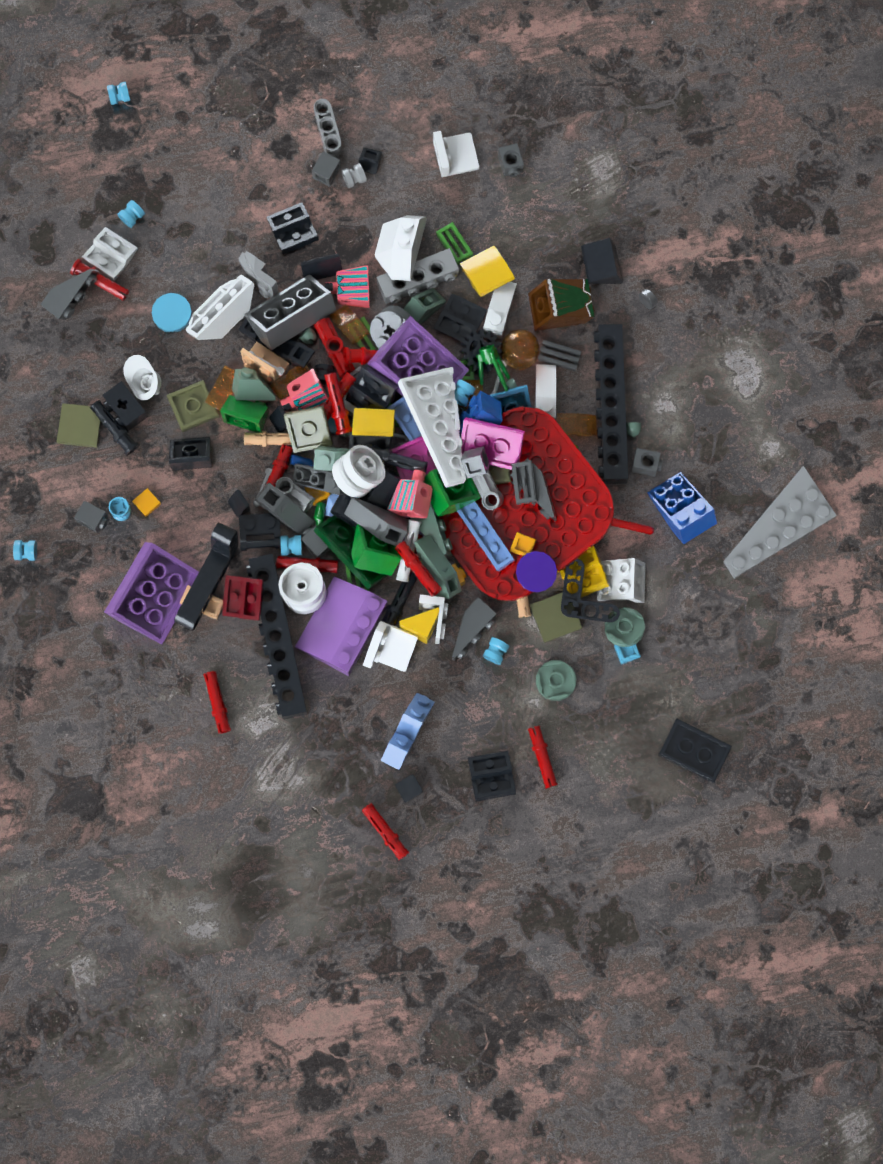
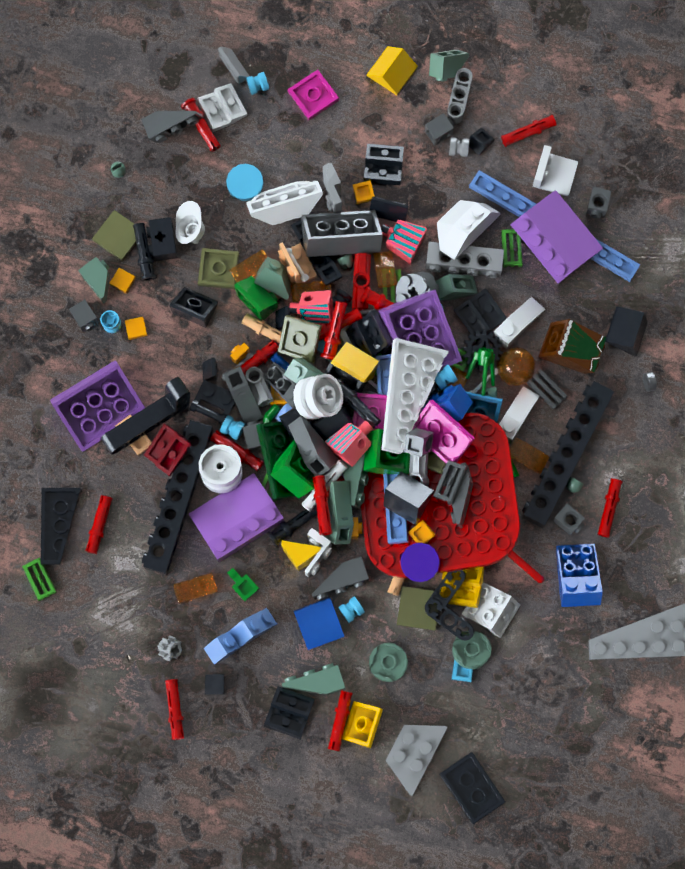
camera: 35 degrees right, 0 degrees up
(25, 550) = (16, 314): medium azure wheel -> none
(46, 366) = (119, 172): none -> sand green hinge
(82, 474) = (97, 277): none -> sand green slope
(97, 208) = (233, 64): none -> light grey slope
(108, 465) = (122, 280): none -> light orange tile
(173, 717) = (56, 519): none -> black wing
(189, 197) = (313, 94): none -> dark pink tile
(204, 792) = (46, 593): none -> bright green tile
(250, 135) = (393, 69): none -> yellow slope
(257, 473) = (239, 353): none -> light orange plate
(288, 263) = (363, 192): none -> light orange plate
(299, 104) = (446, 64): none -> sand green slope
(340, 711) = (195, 588): none -> clear orange slope
(349, 778) = (170, 648): none -> light grey gear
(385, 683) = (243, 585): none -> green plate
(391, 647) = (265, 557): white bracket -> none
(414, 121) = (529, 130): none -> red pin
(473, 680) = (318, 623): none -> blue slope
(481, 202) = (519, 205): none -> medium blue plate
(487, 271) = (525, 285): yellow slope -> none
(491, 211) = (556, 236): none -> medium lavender slope
(492, 519) = (407, 497): none -> black slope
(508, 730) = (321, 682): none -> sand green slope
(565, 748) = (362, 724): none -> yellow slope
(625, 748) = (413, 753): none -> light grey wing
(674, 425) = (612, 499): none -> red pin

